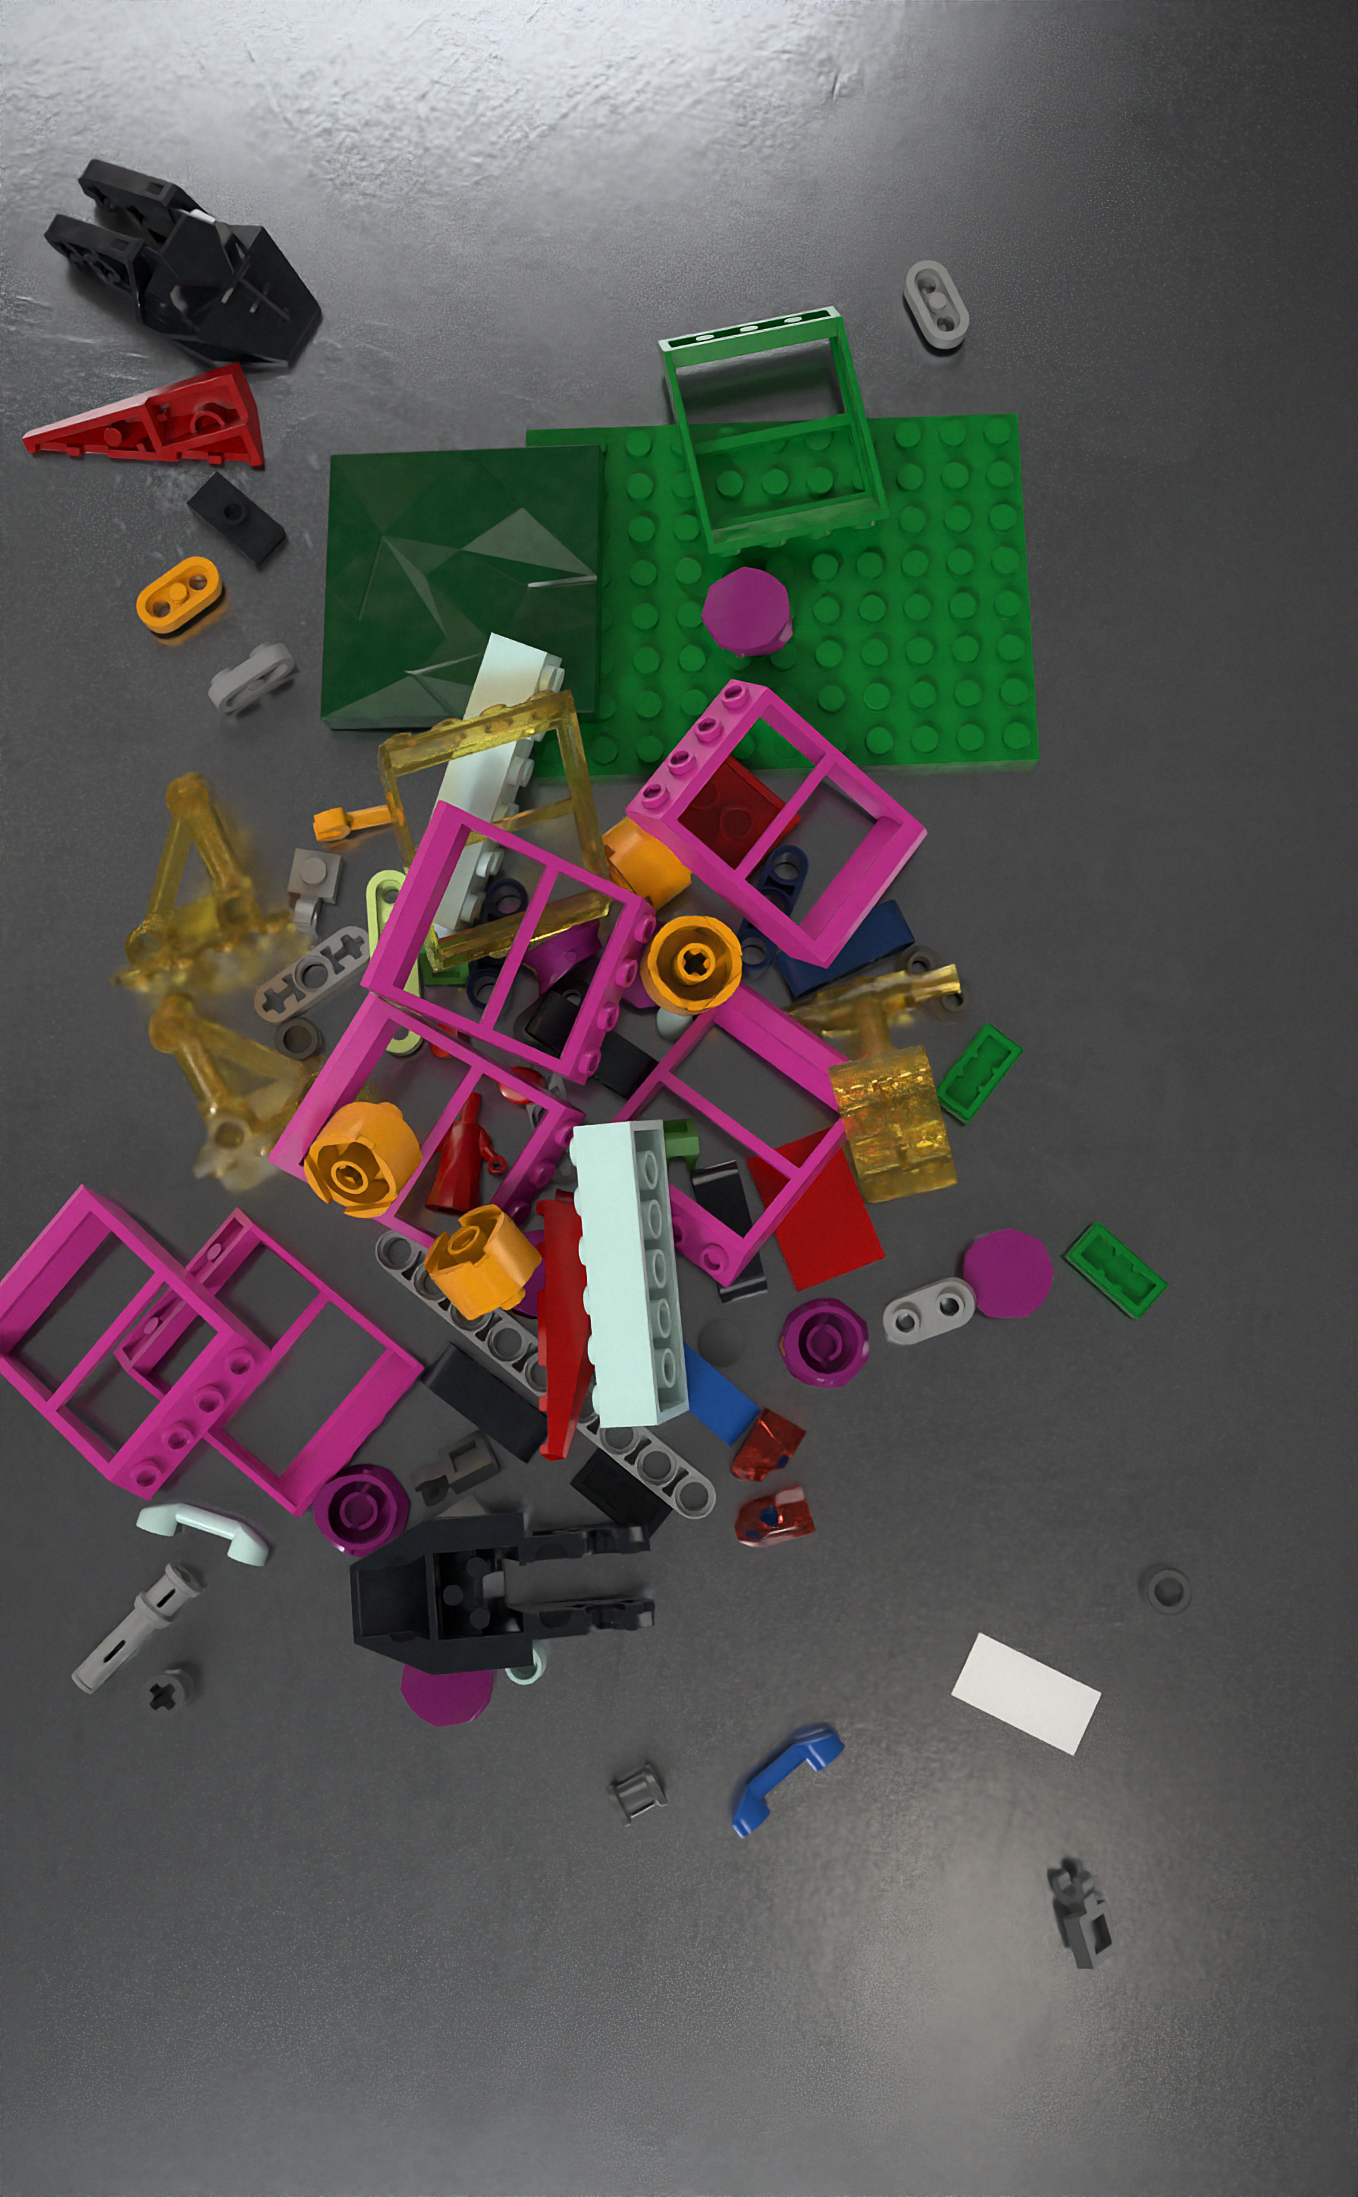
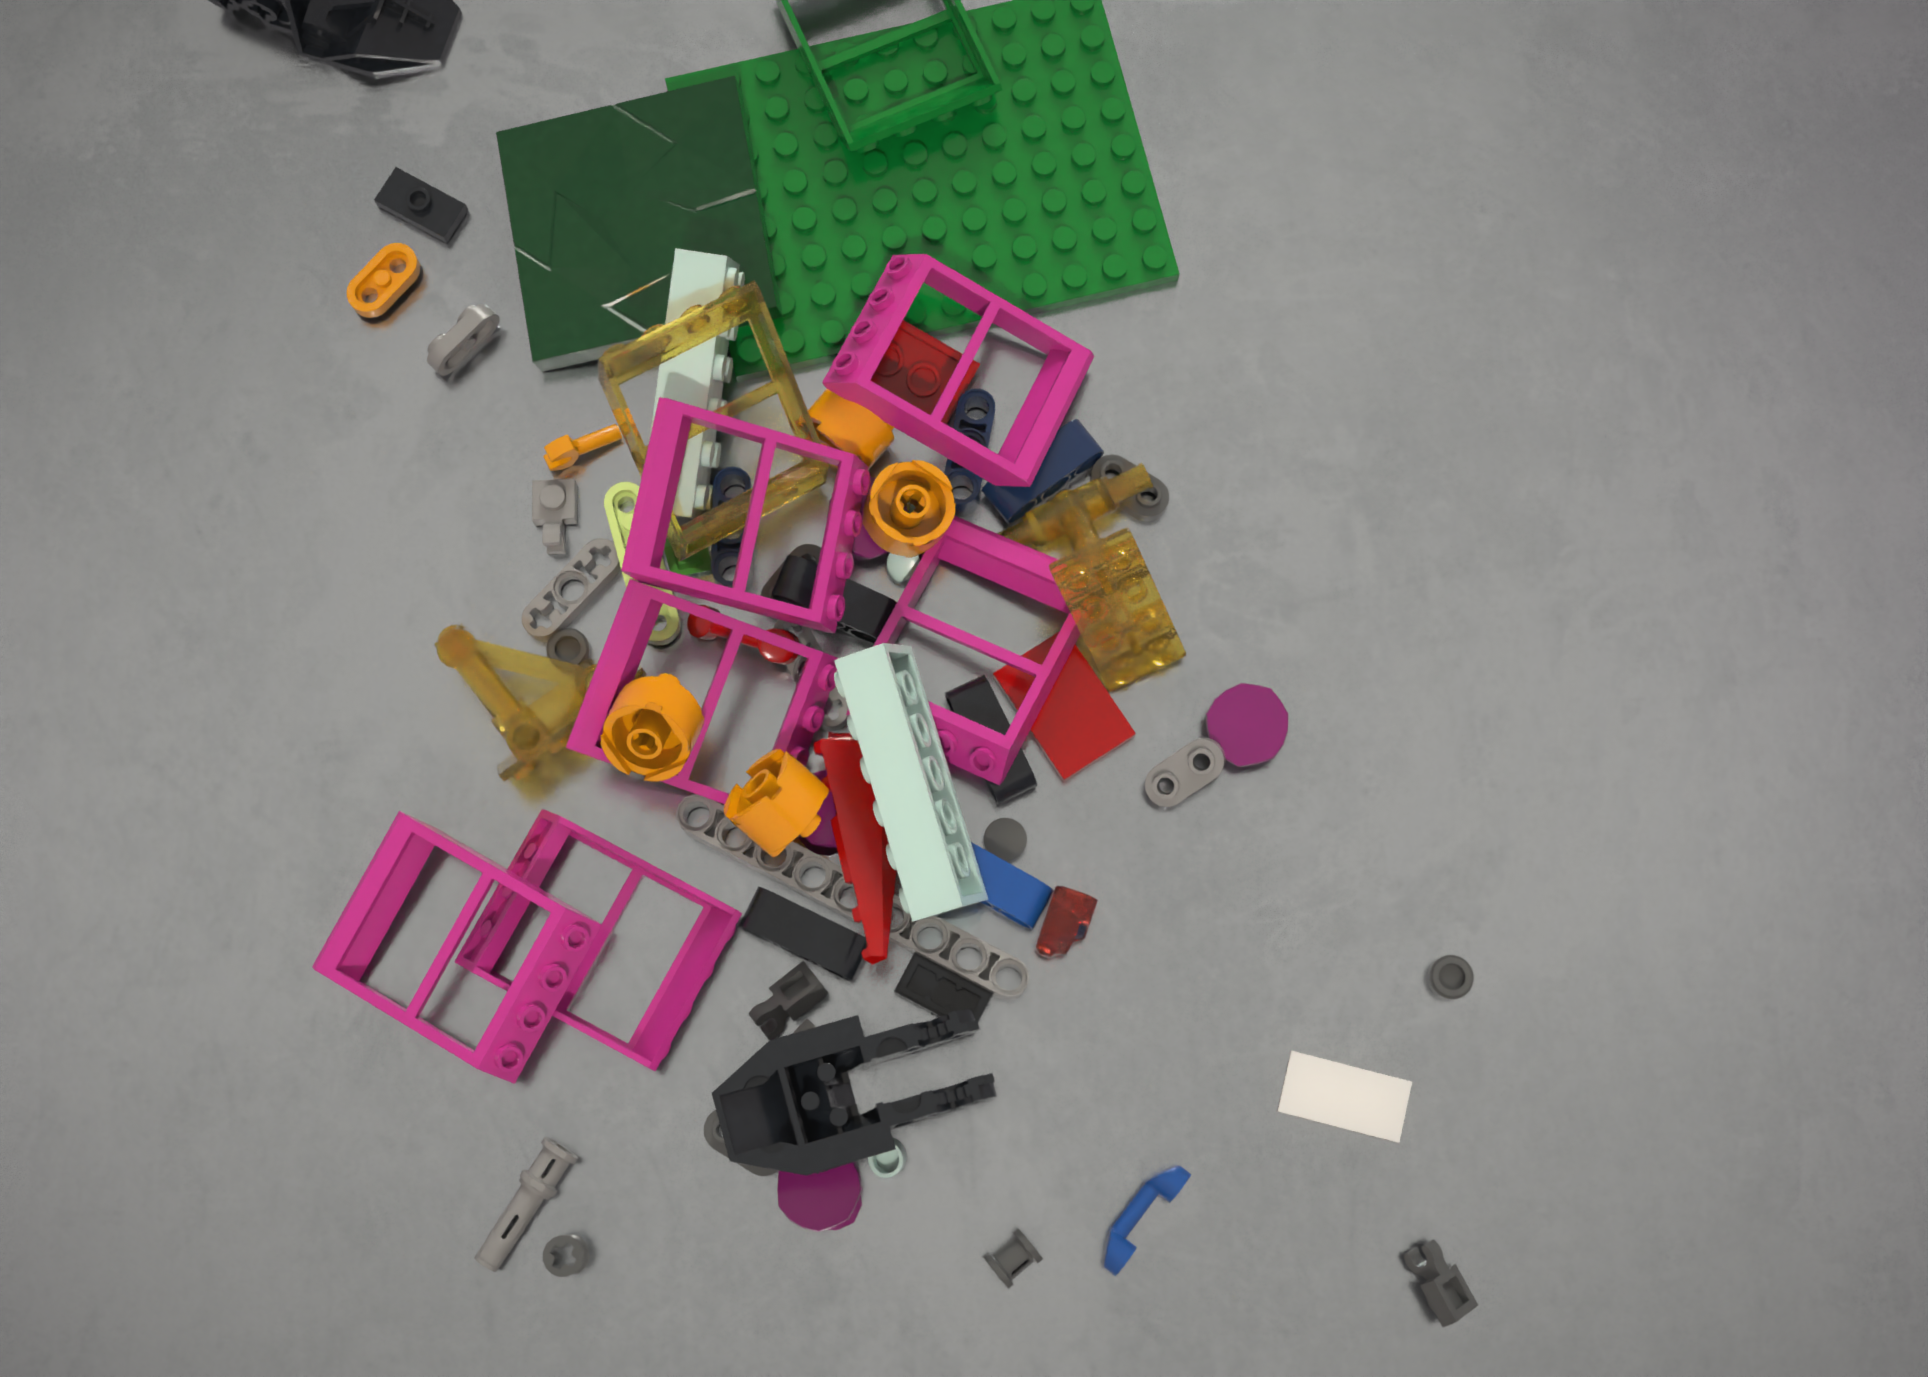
camera: 10 degrees left, 5 degrees down
(190, 419) = (364, 126): red wedge -> none
(205, 921) = (465, 556): clear yellow plate -> none
(245, 1544) = (532, 1099): light aqua bar -> none
(361, 1509) = (707, 1053): magenta hat -> none
(459, 1168) = (737, 729): red piece -> none
(560, 953) = (792, 522): magenta hat -> none
(682, 1140) = (934, 666): bright green tile -> none
(748, 613) = (896, 196): magenta hat -> none
(774, 1517) = (1085, 984): clear red rock -> none
(824, 1343) = (1097, 822): magenta hat -> none
(977, 1073) = (1183, 555): green plate -> none
(1116, 1270) = (1343, 703): green plate -> none

